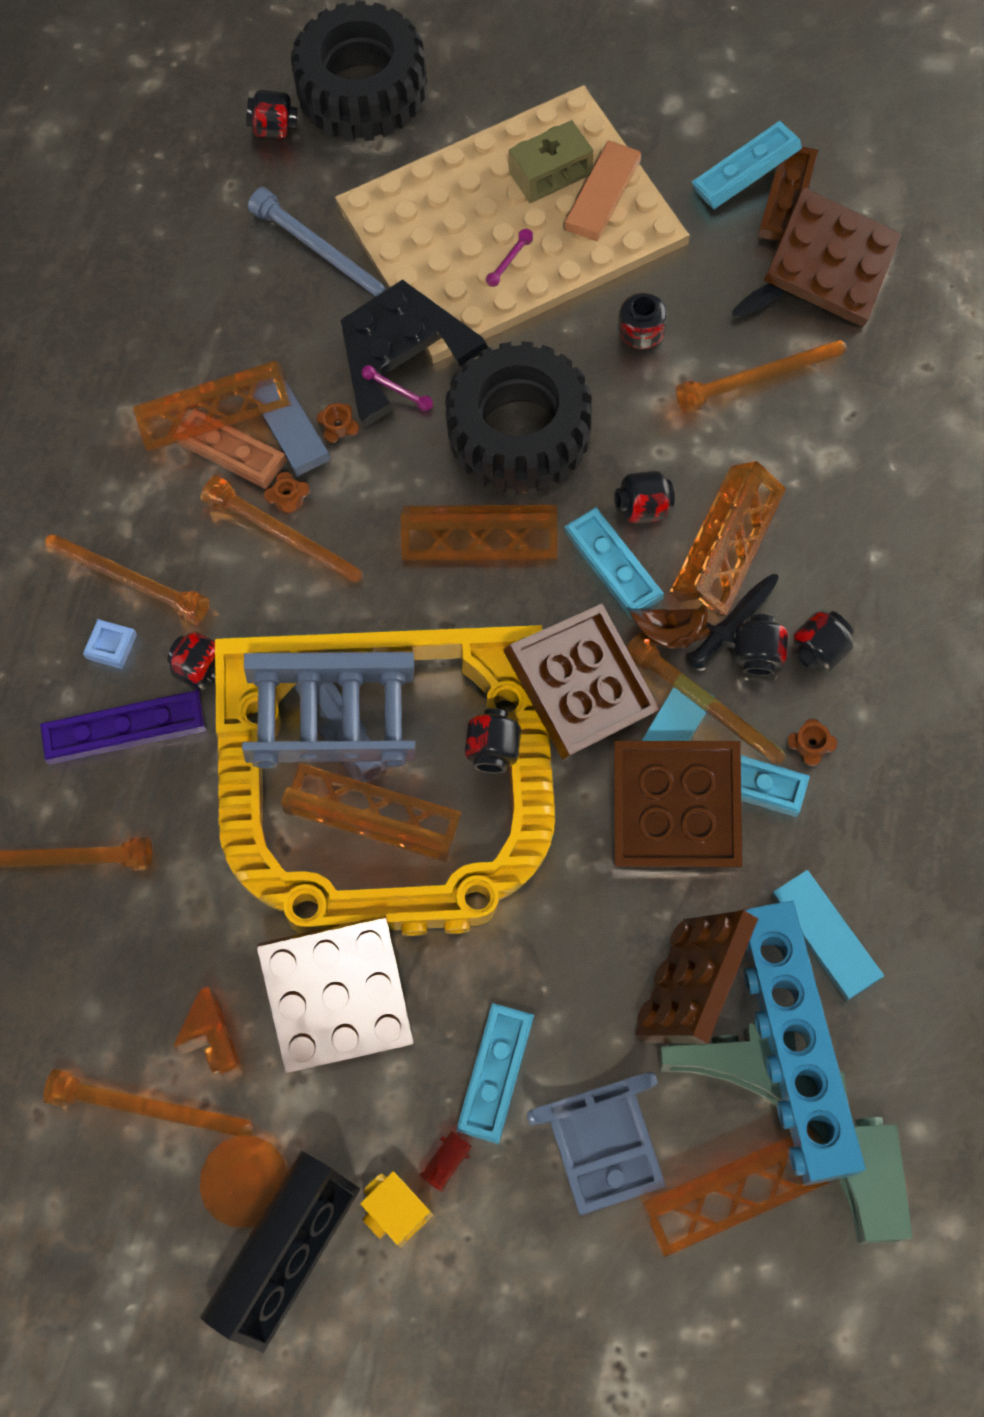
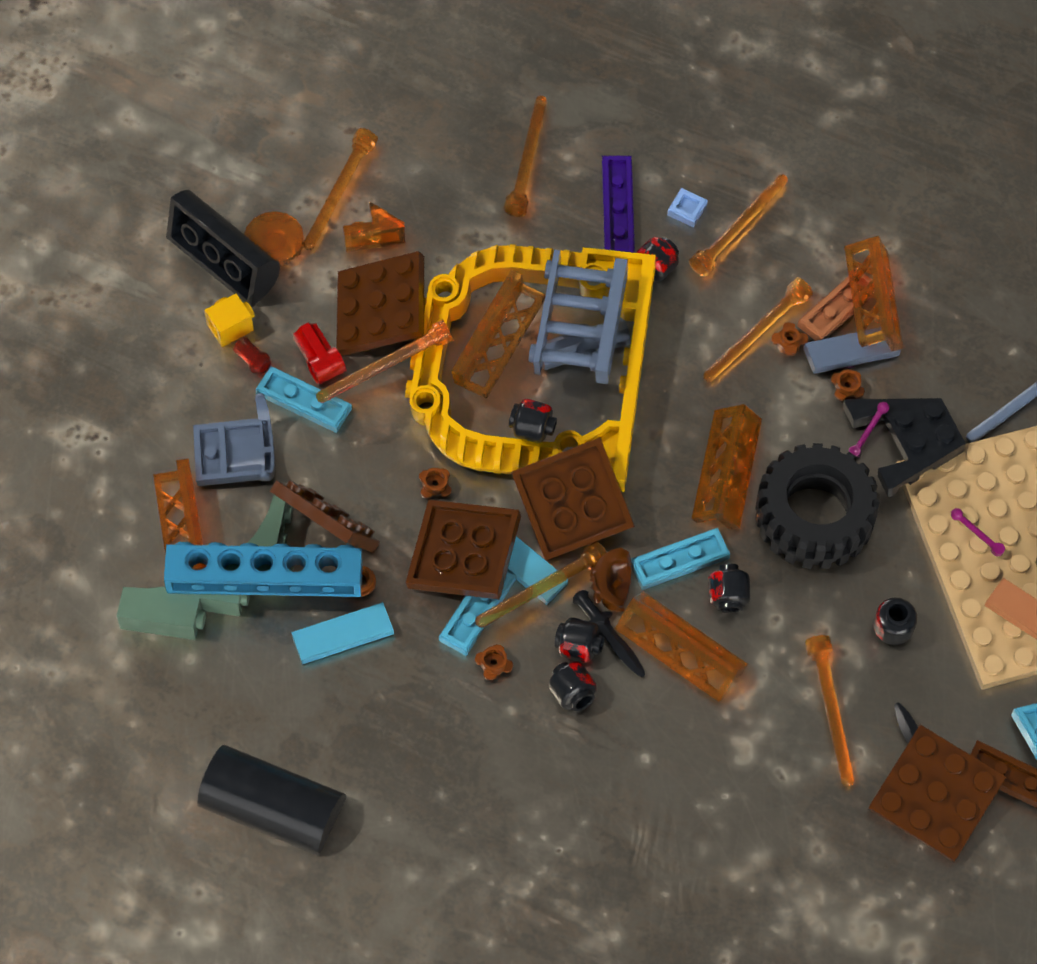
camera: 95 degrees right, 5 degrees down
(386, 892) = (437, 335): none -> clear orange piece
(434, 1058) = (321, 359): none -> red piece
(585, 855) = (432, 475): none -> dark orange plate

